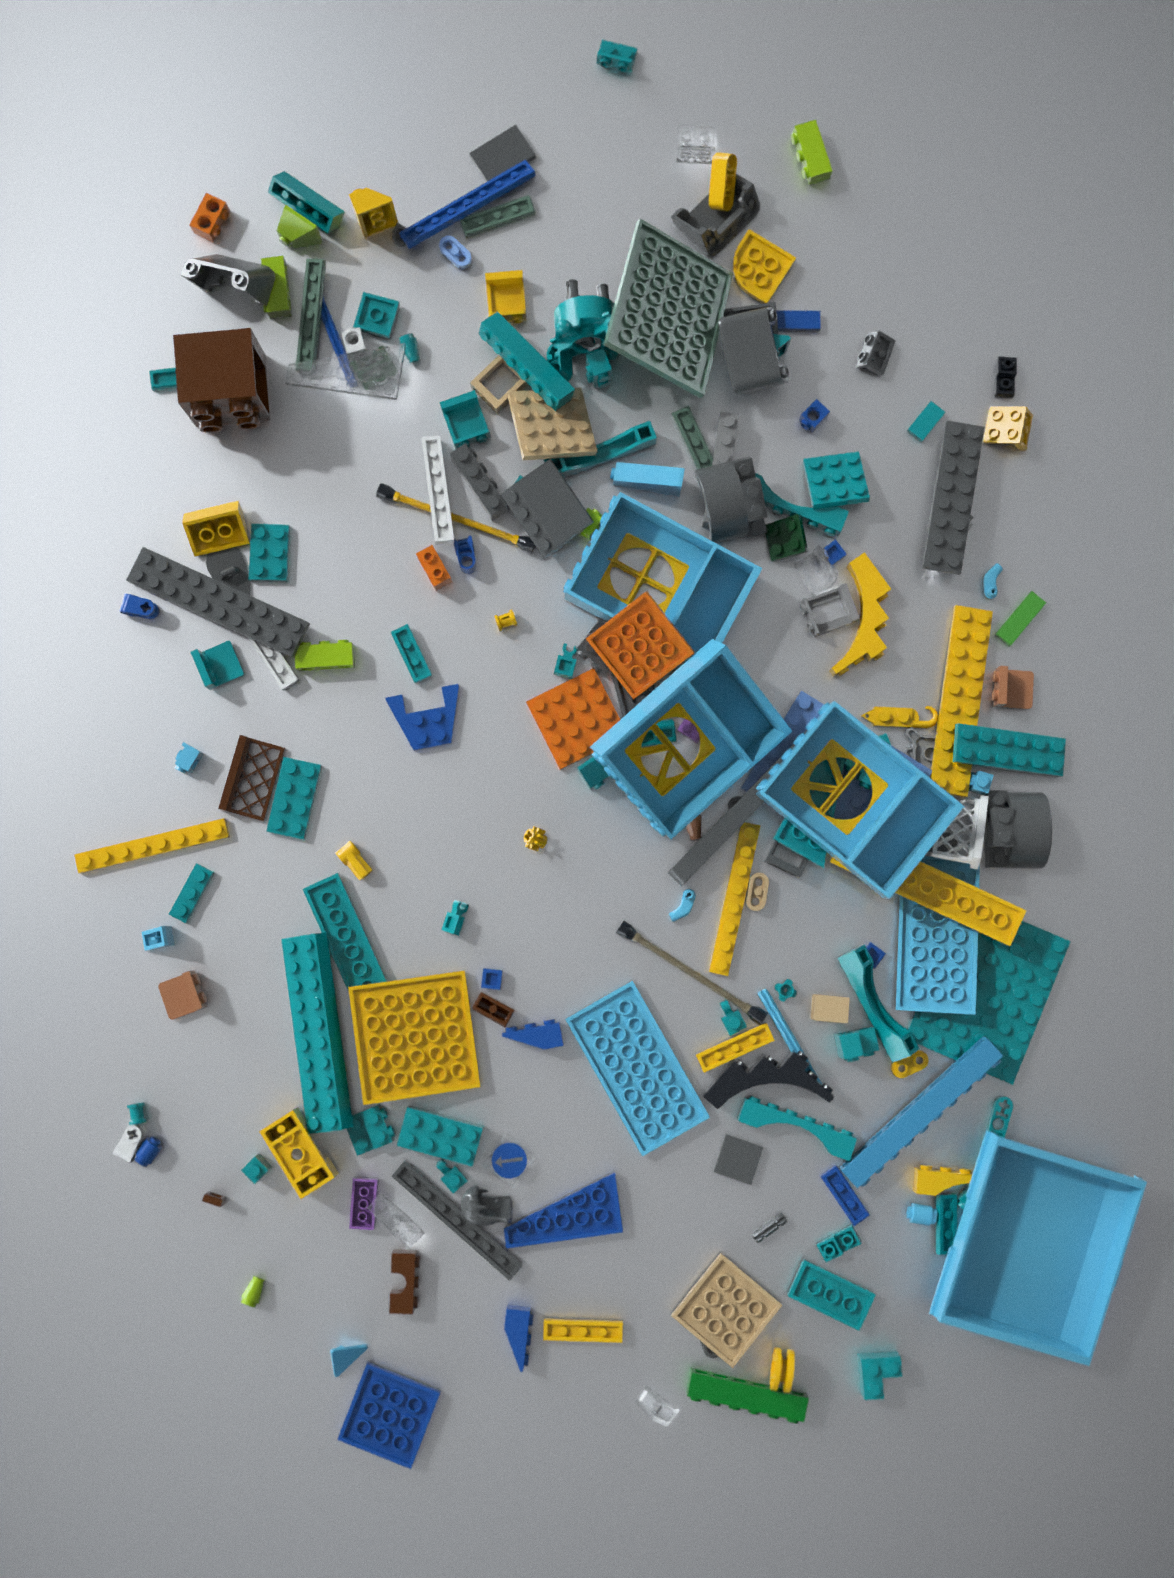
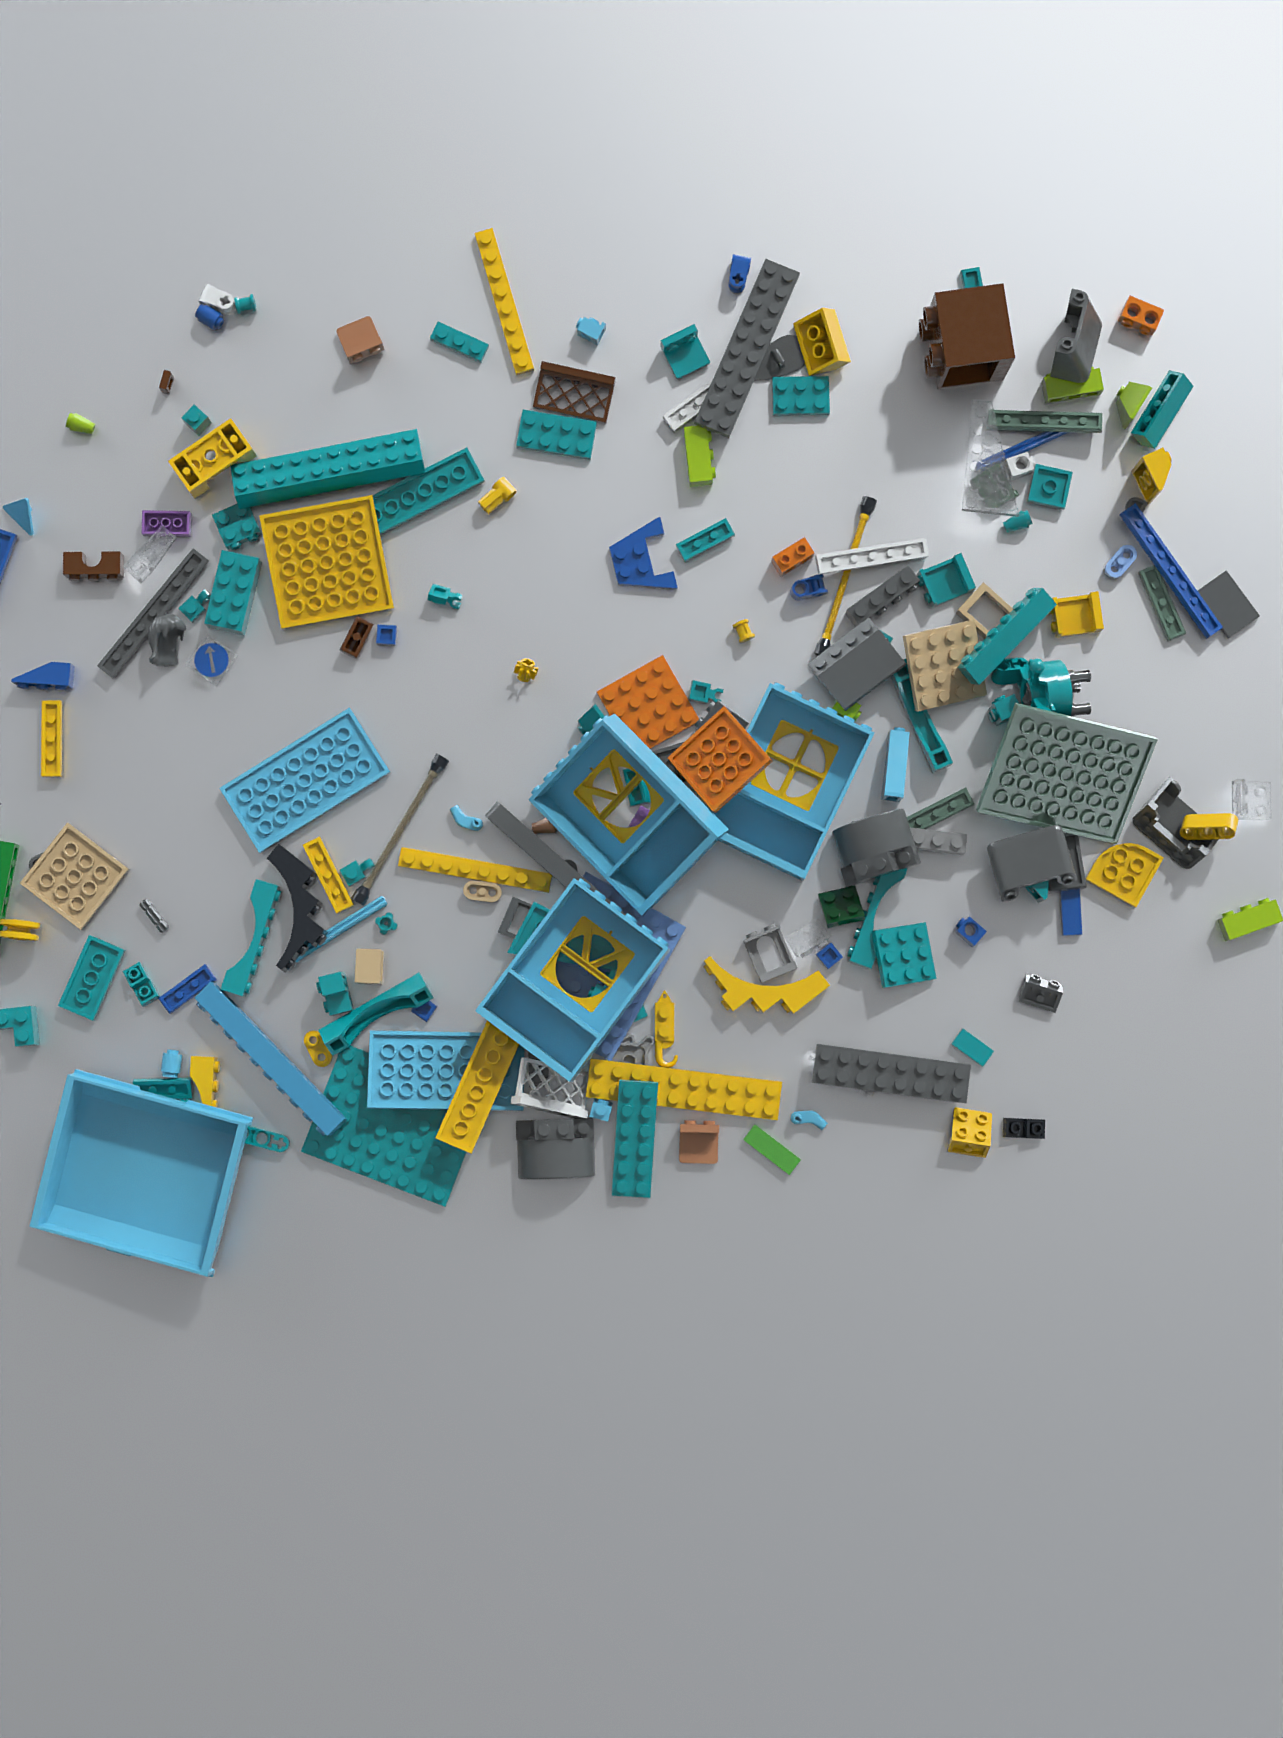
camera: 85 degrees right, 0 degrees up
(158, 938) = (414, 313): medium azure slope -> none
(541, 1036) = (331, 686): blue slope -> none
(579, 1215) = (160, 729): blue wing -> none
(738, 1159) = (219, 883): dark grey tile -> none

